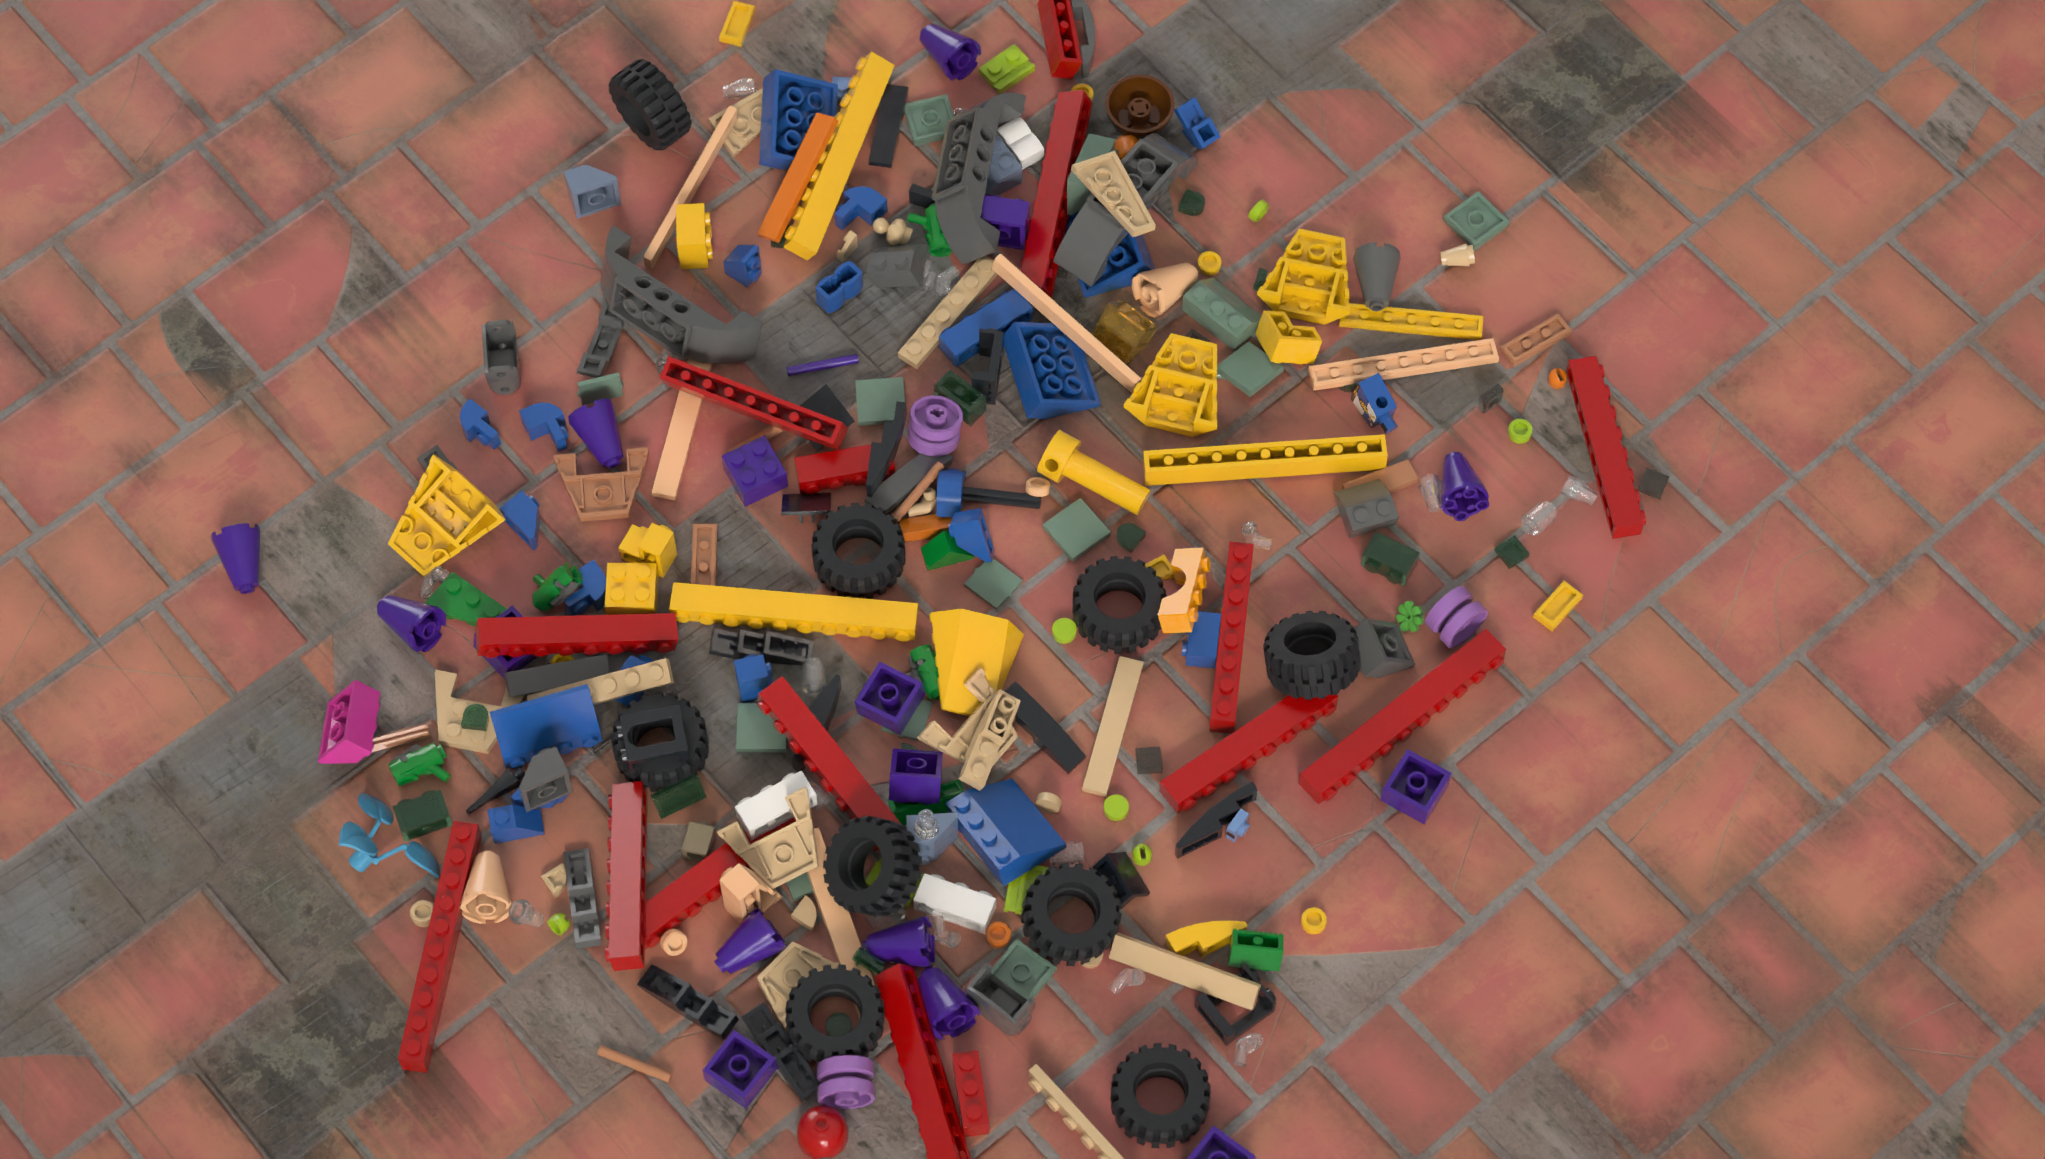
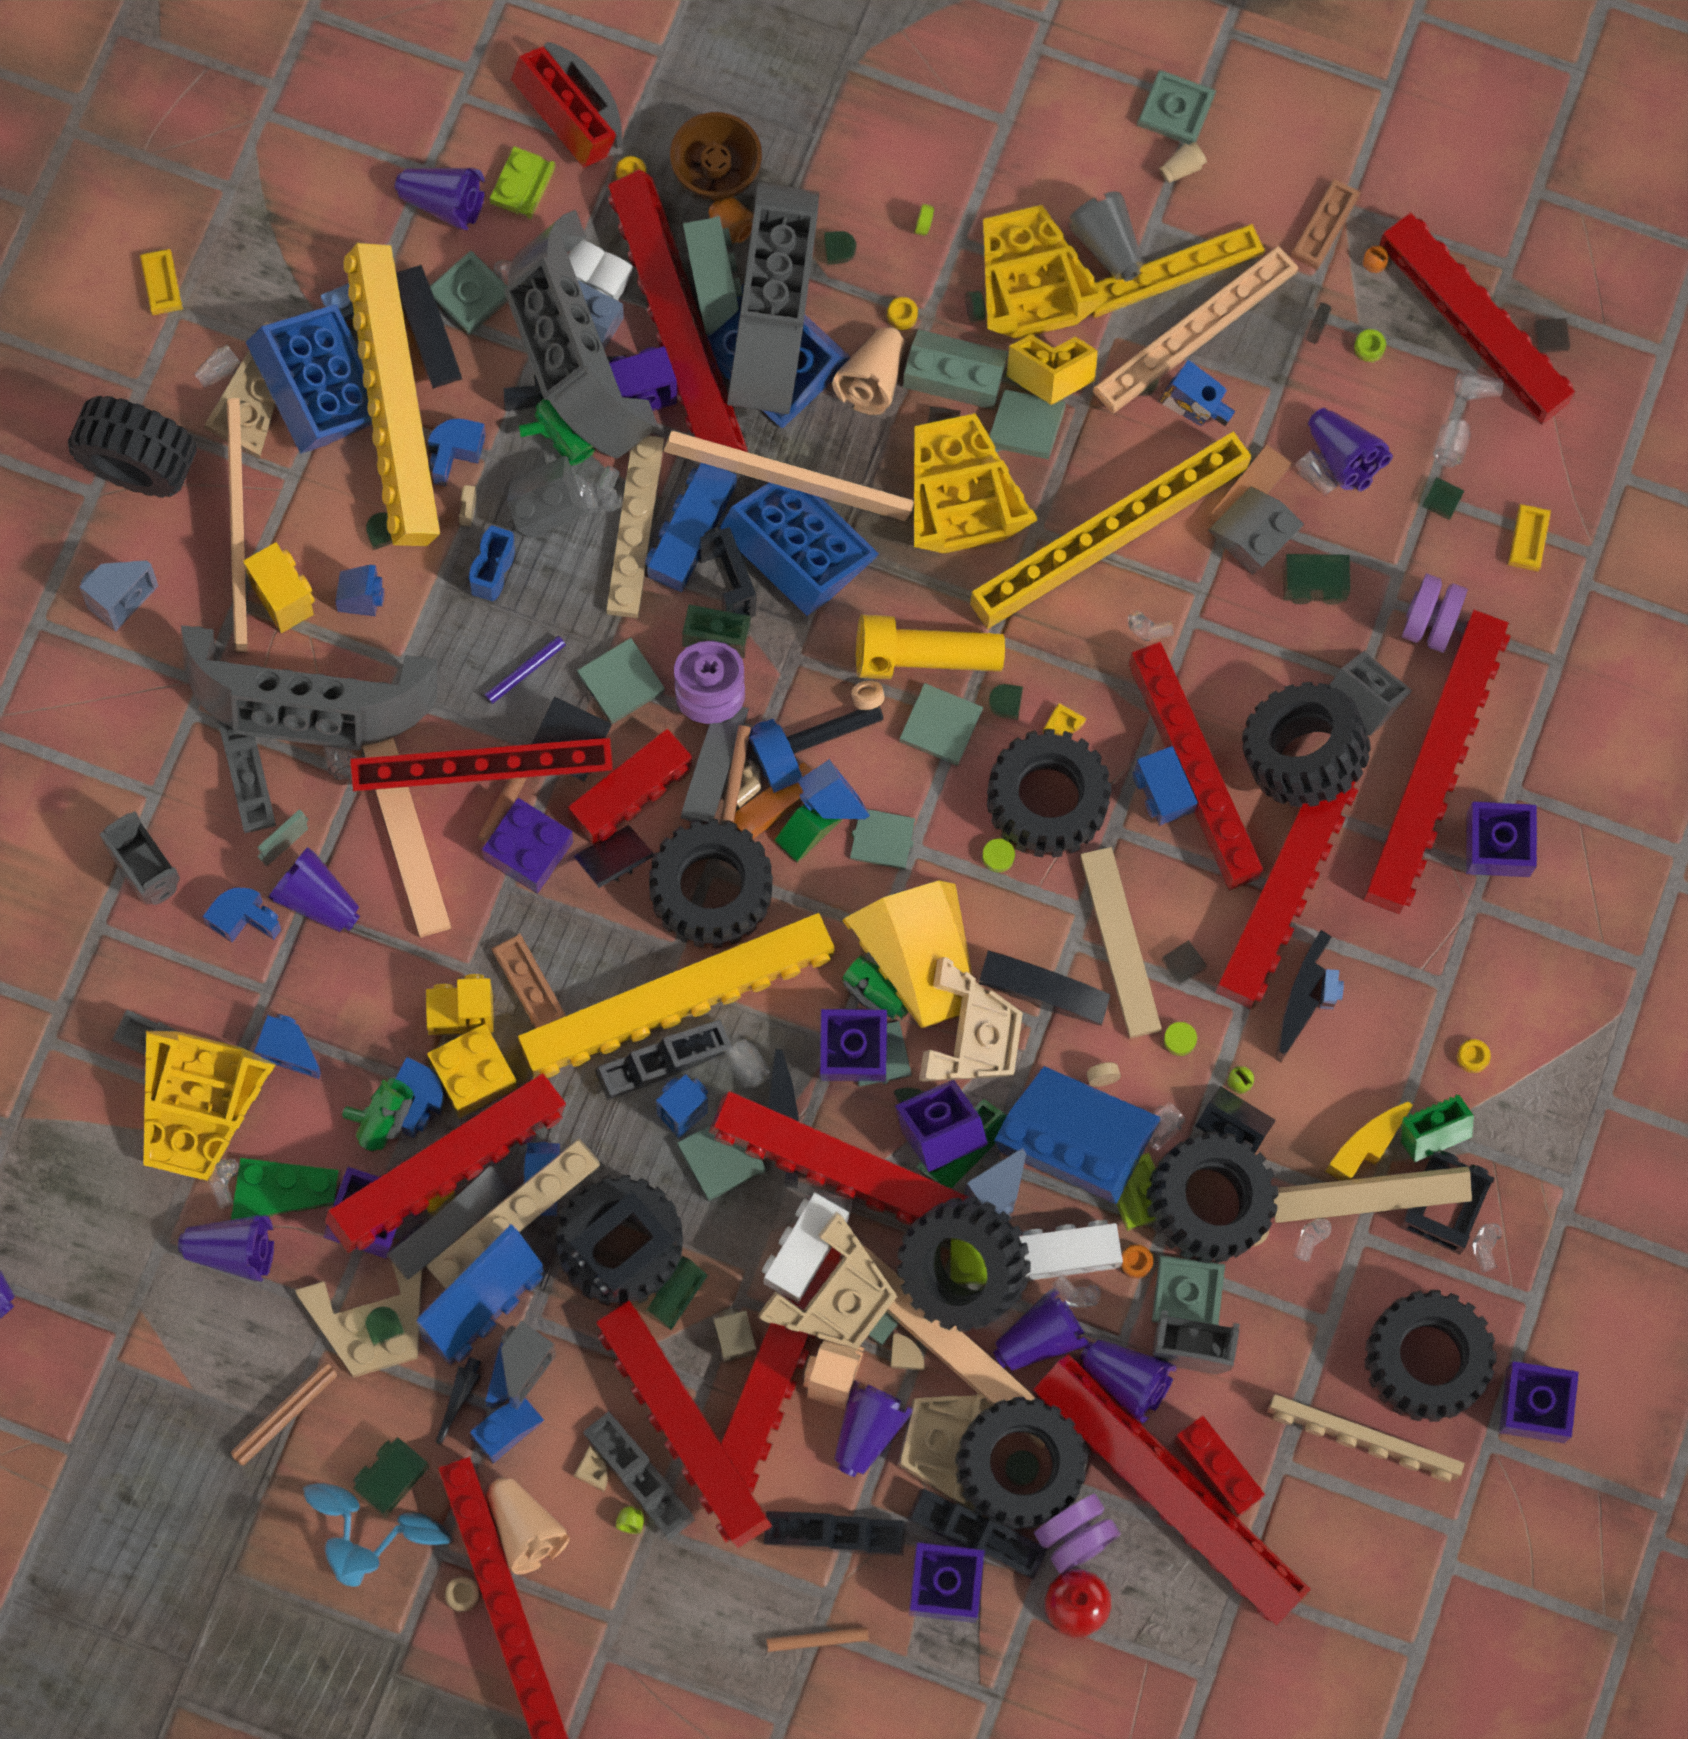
camera: 35 degrees left, 10 degrees up
(349, 725) = (238, 1416): dark pink slope -> none
(417, 762) = (345, 1415): green piece -> none
(476, 425) = (153, 958): blue brick -> none
(525, 914) = (587, 1533): clear cone -> none
(603, 494) = (362, 967): nougat wing -> none
(673, 942) = (777, 1472): light nougat tile -> none
(797, 177) = (362, 449): orange tile -> none
(868, 961) = (1015, 1375): clear green pin -> none
(884, 453) = (673, 752): black slope -> none
(896, 232) = (515, 458): tan animal -> none
(926, 825) = (998, 1192): clear cone -> none
(987, 739) = (998, 1036): tan slope -> none
(1114, 189) = (768, 286): tan wing -> none
(1124, 331) = (856, 450): clear yellow slope -> none
(1180, 610) = (1127, 767): light orange arch -> none
(1197, 128) = (792, 148): blue brick -> none
(1409, 616) = (1377, 637): bright green plant -> none

